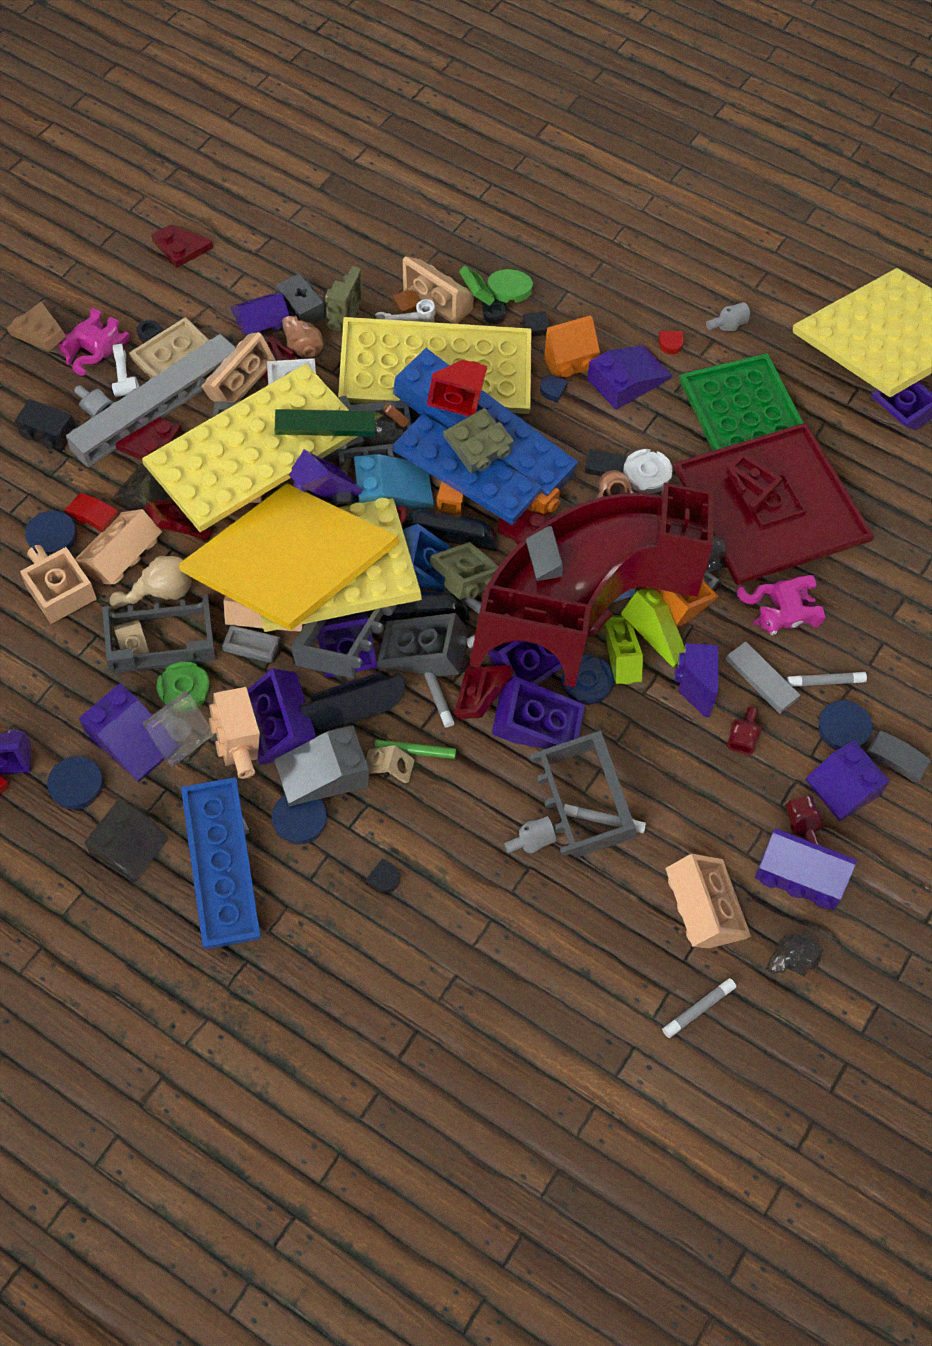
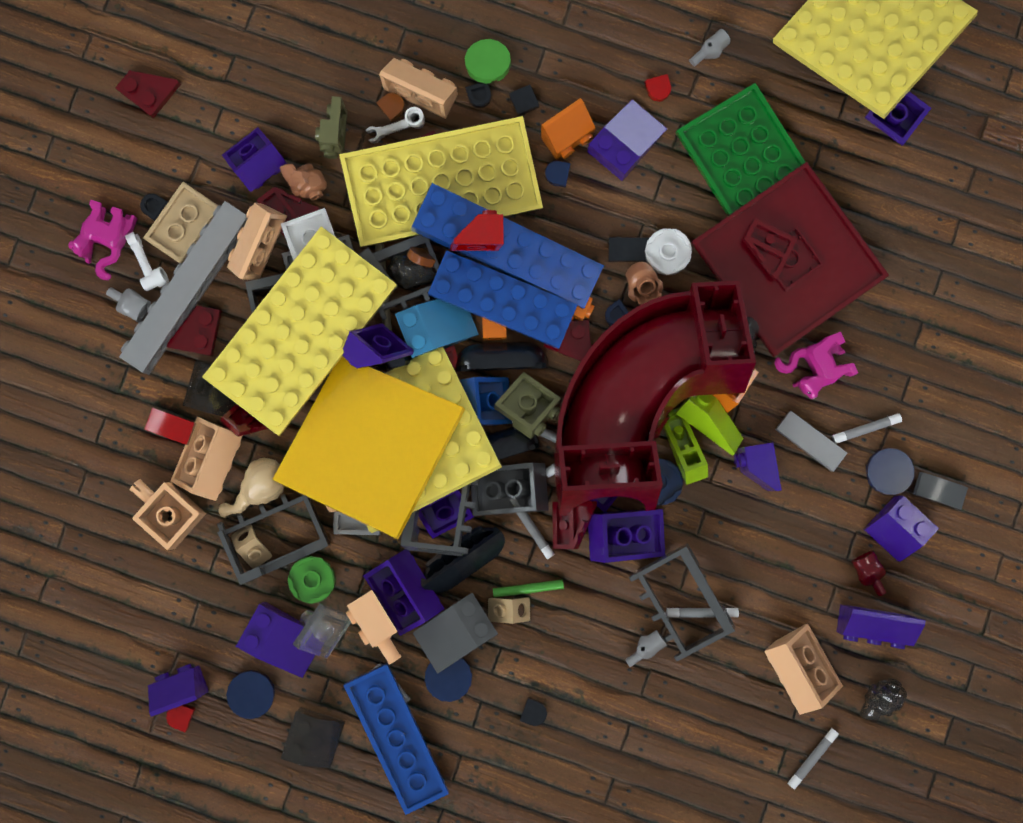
camera: 10 degrees left, 25 degrees up
(37, 328) = (46, 235): medium nougat wing -> none
(44, 424) = (93, 343): black brick -> none
(52, 531) = (141, 456): dark blue tile -> none
(301, 299) = (295, 146): dark grey brick -> none
(324, 422) = (360, 295): dark green tile -> none
(477, 285) = (456, 73): bright green tile -> none
(479, 440) = (509, 277): olive plate -> none
(545, 555) = (600, 392): dark grey slope -> none
(744, 733) = (805, 500): dark red piece -> none

